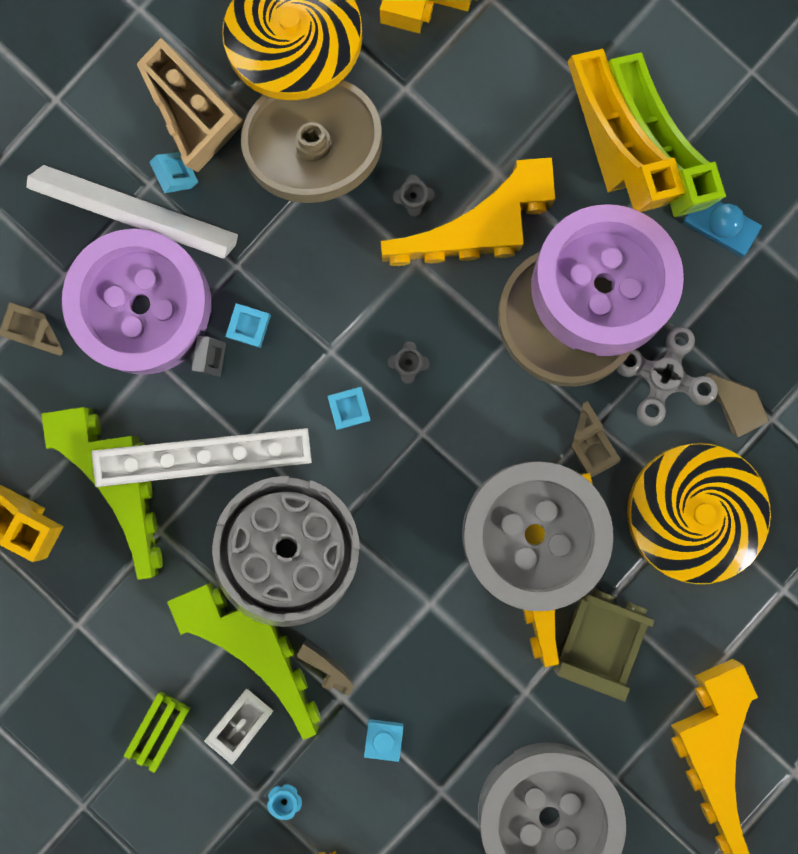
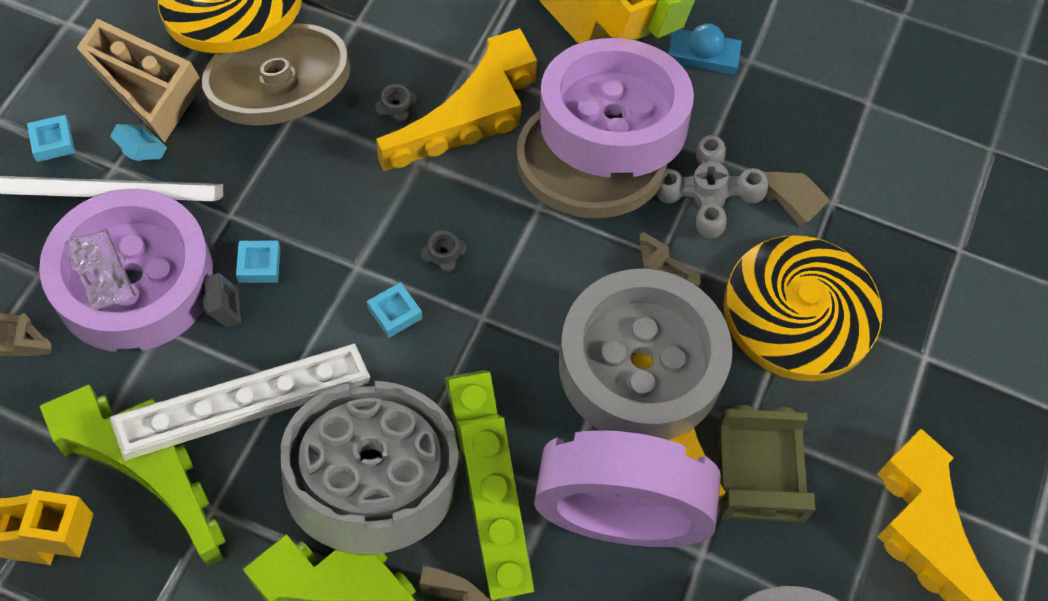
camera: 25 degrees left, 25 degrees down
(99, 143) = (50, 138): none -> medium azure plate
(111, 305) = (100, 269): none -> clear hips
(377, 583) = (490, 483): none -> lime arch
(475, 655) = (628, 489): none -> lavender brick

